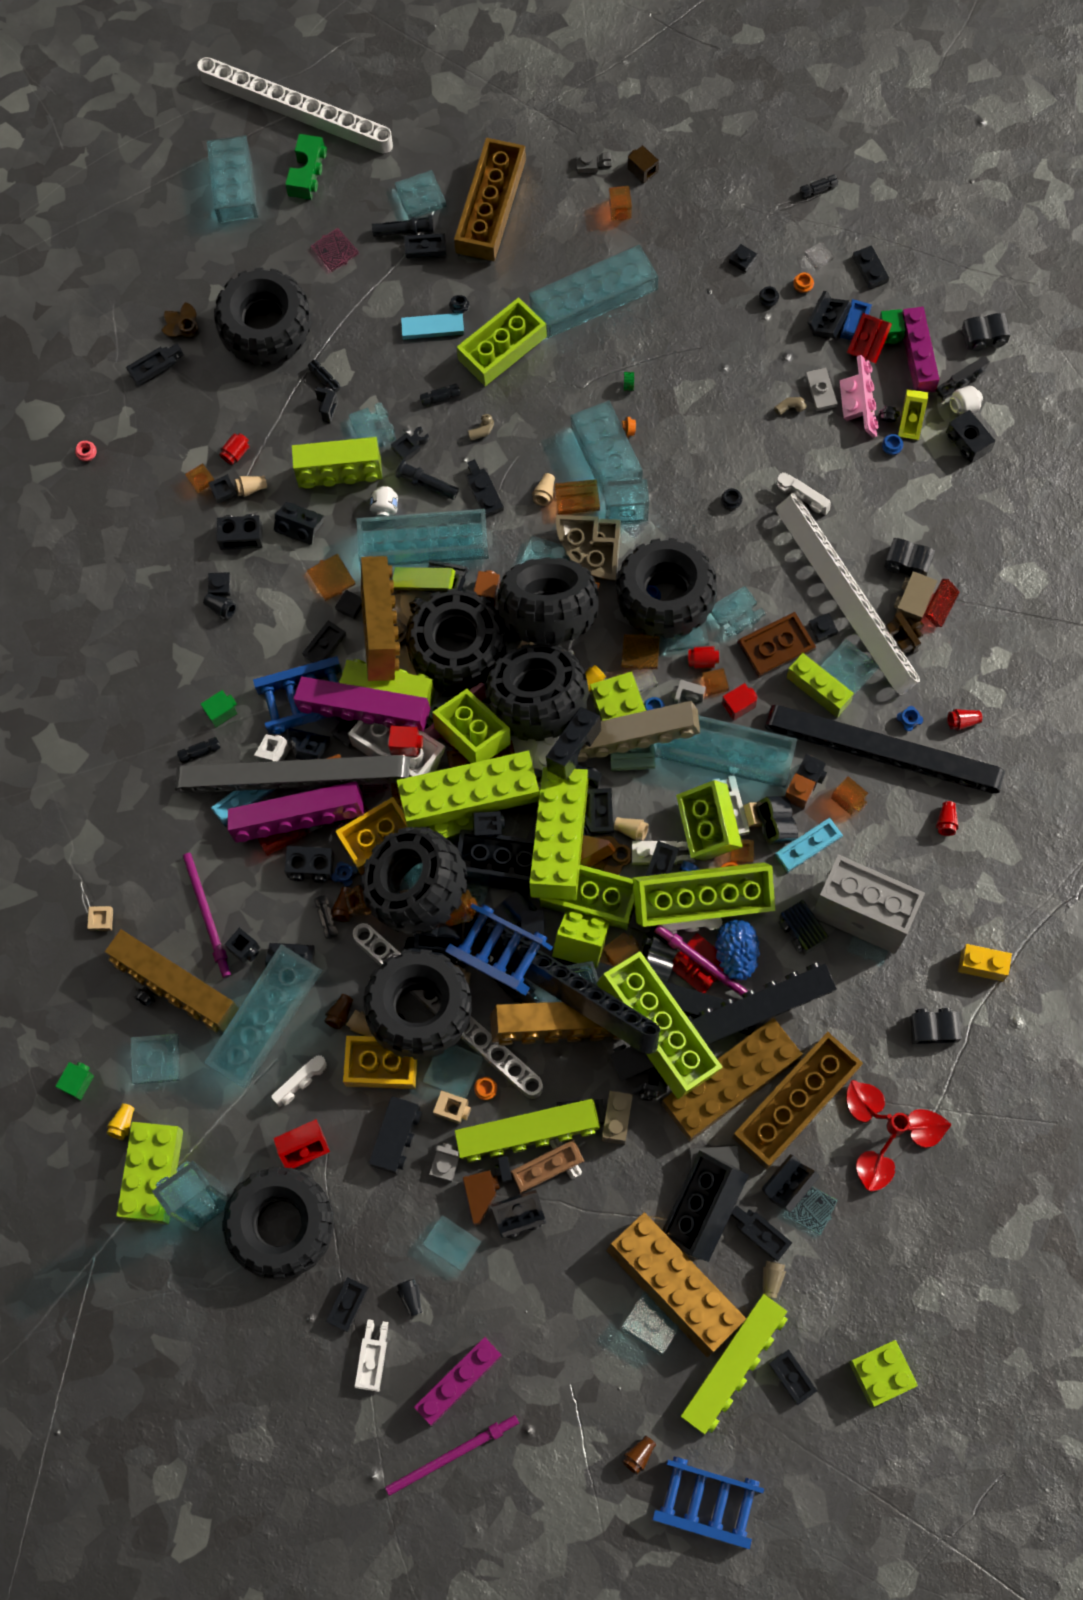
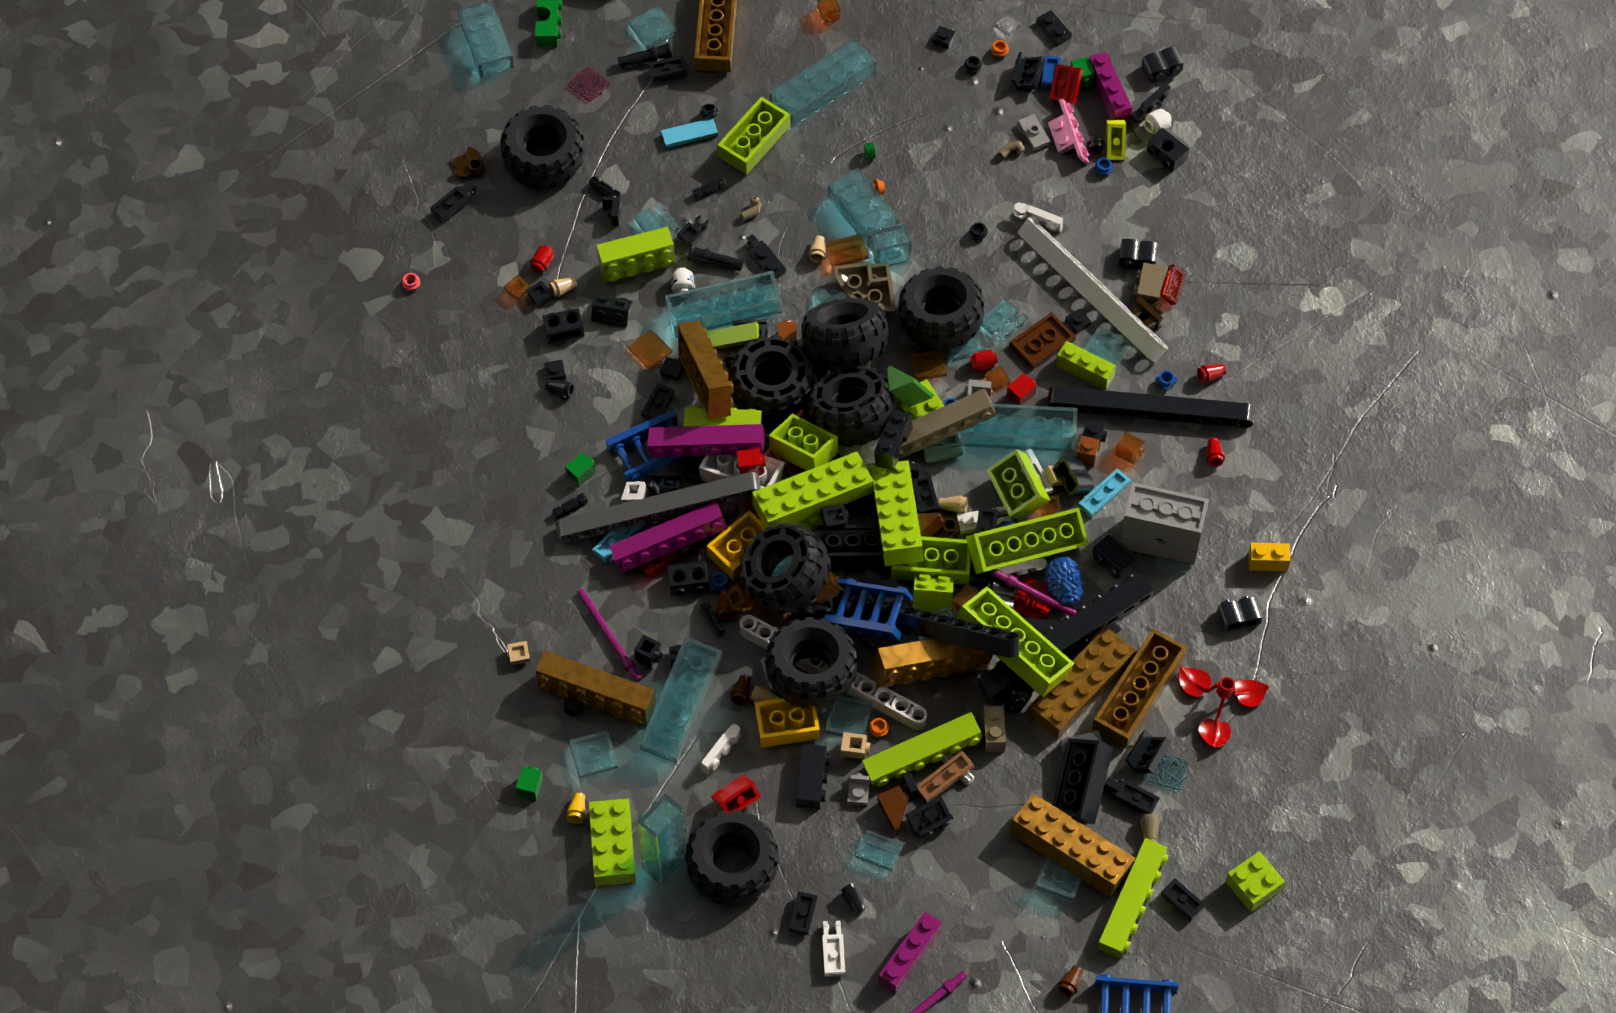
camera: 15 degrees left, 10 degrees down
(602, 682) = (907, 388): none -> bright green slope

